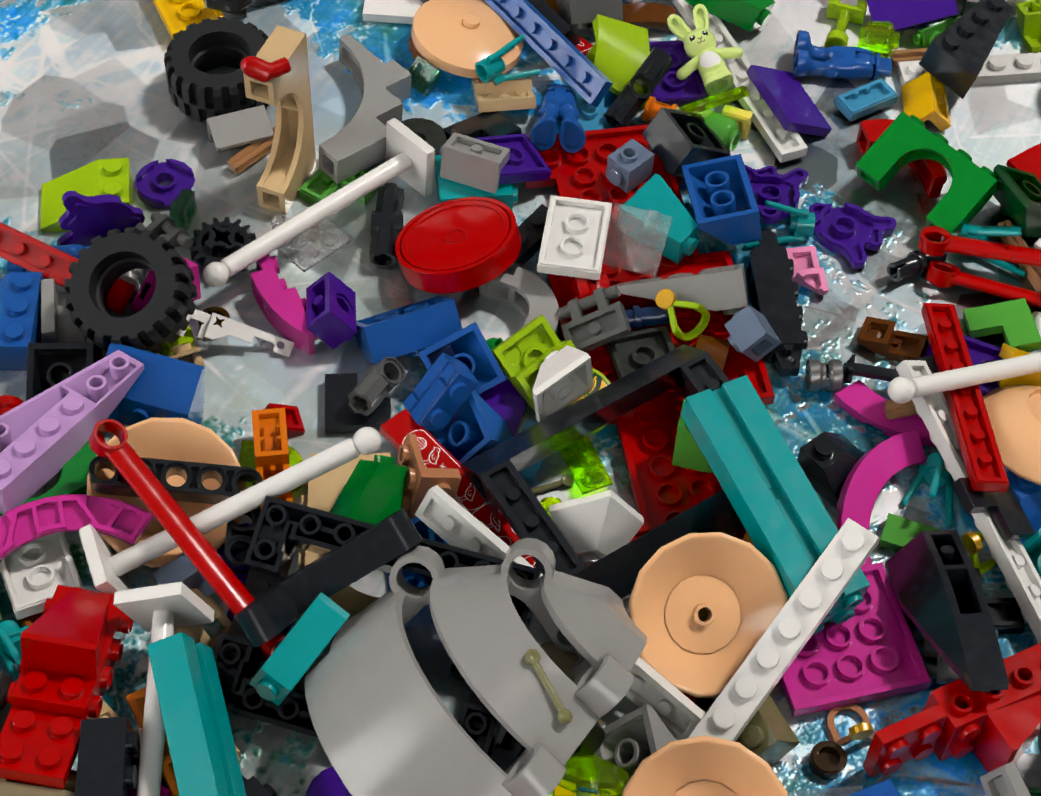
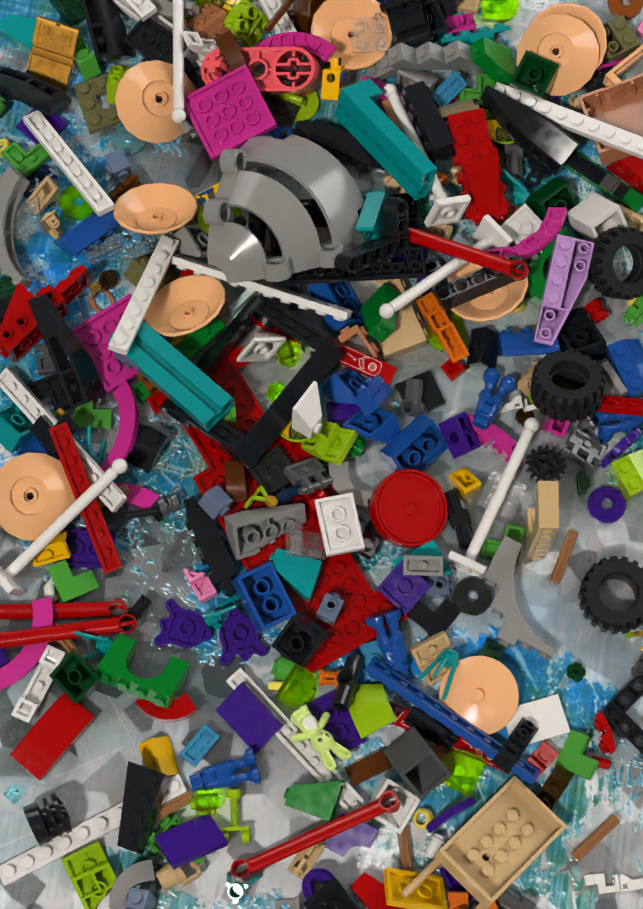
camera: 160 degrees right, 20 degrees up
(231, 420) = (483, 348): none -> black panel
(239, 128) = (582, 556): light grey panel -> none
(258, 336) = (487, 404): none -> blue piece
(263, 70) = (546, 480): red arm -> none
(325, 29) = (575, 677): none -> dark green plate
(354, 258) = (465, 482): none -> yellow slope
(532, 658) = (252, 201): olive hinge -> none
(885, 339) = (136, 549): reddish brown slope -> none

